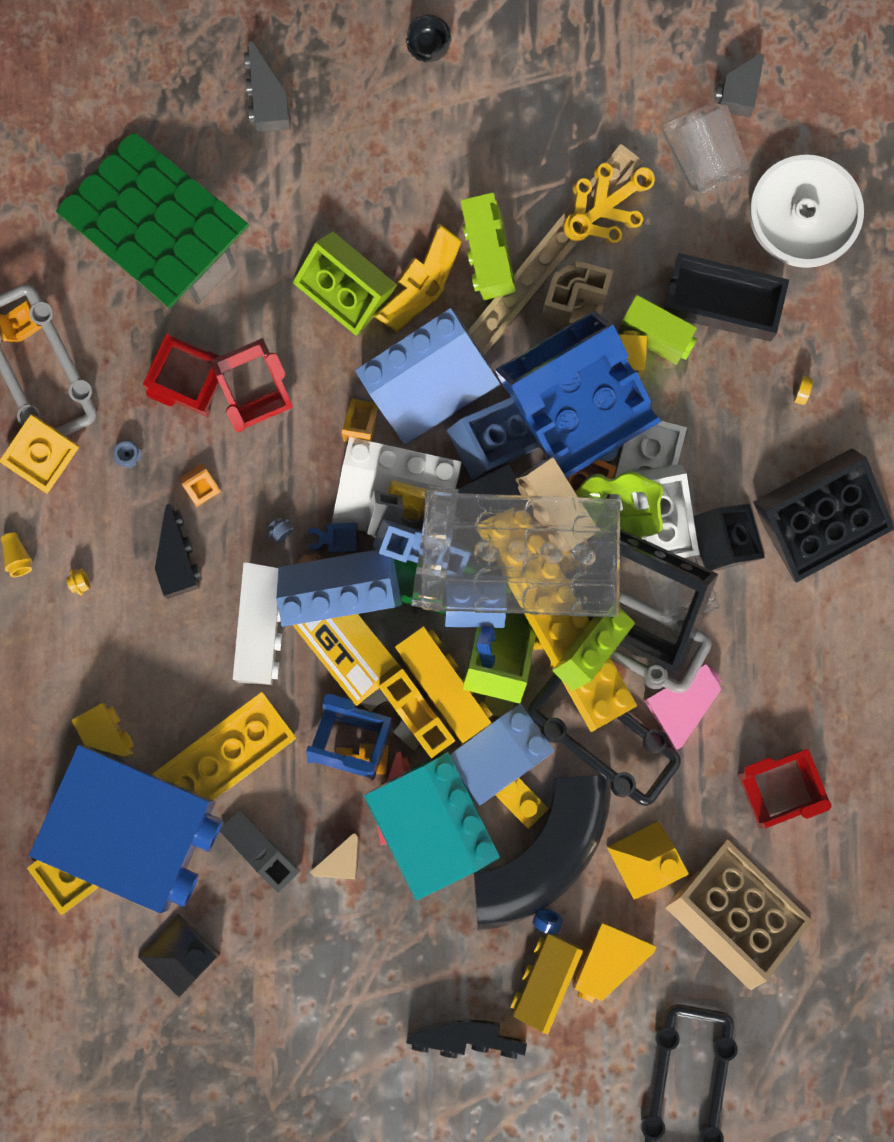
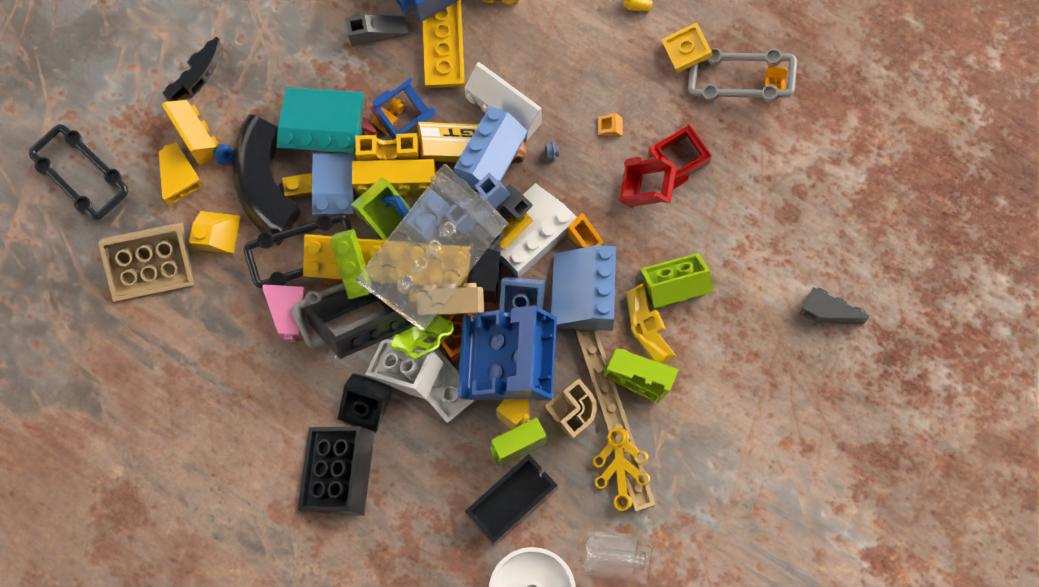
camera: 130 degrees right, 10 degrees down
(78, 581) = (598, 27): yellow plate -> none
(120, 450) = (655, 91): sand blue plate -> none
(155, 222) = (785, 188): green piece -> none
(173, 563) = (572, 82): black slope -> none
(339, 538) = (524, 180): blue plate -> none
(341, 862) = (338, 66): tan slope -> none
(428, 38) = (802, 428): black hair -> none
(803, 390) = (421, 512): yellow tile -> none
(819, 799) = (175, 335): red piece -> none

